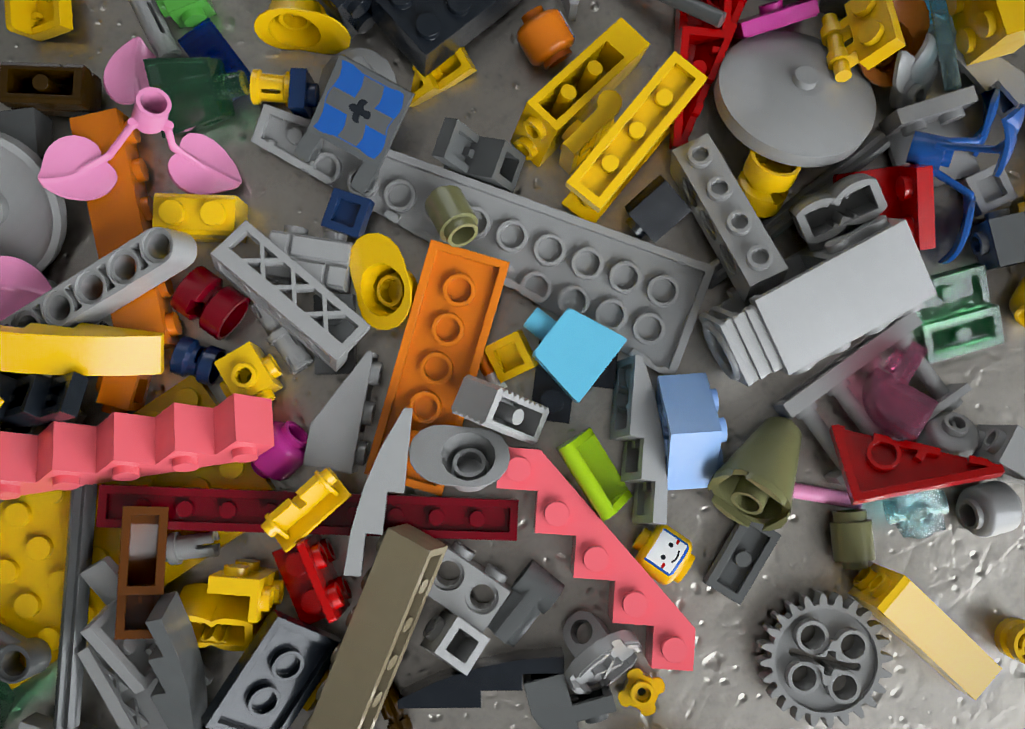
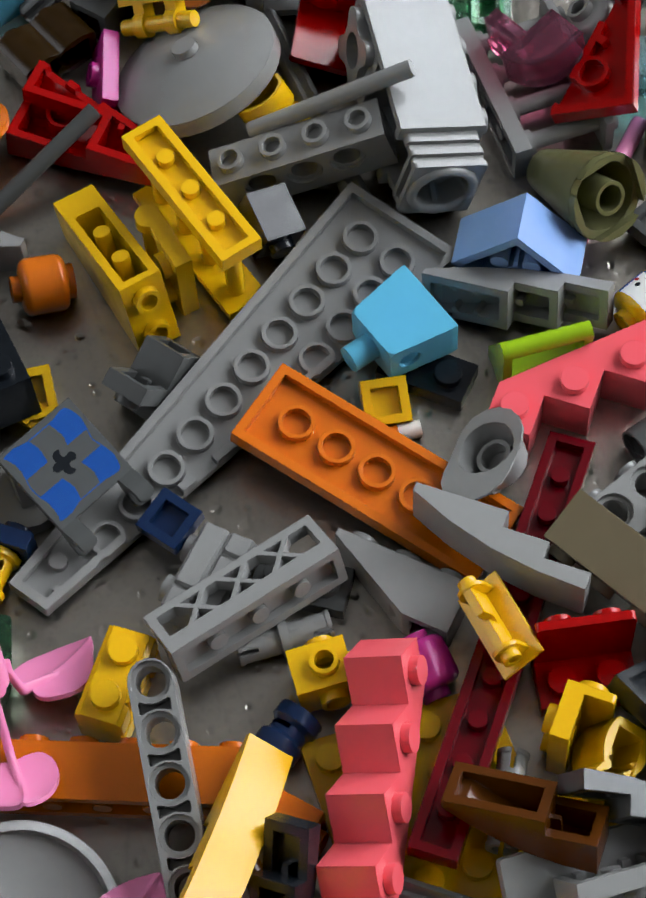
camera: 65 degrees left, 25 degrees down
(205, 298) = (238, 689): dark red wheel -> none
(381, 281) = (257, 499): yellow piece -> none
(452, 215) = (212, 404): olive brick -> none
(500, 409) = (440, 411): light grey brick -> none
(777, 229) = (332, 98): none -> light grey bar
(846, 202) = (325, 49): light grey brick -> none

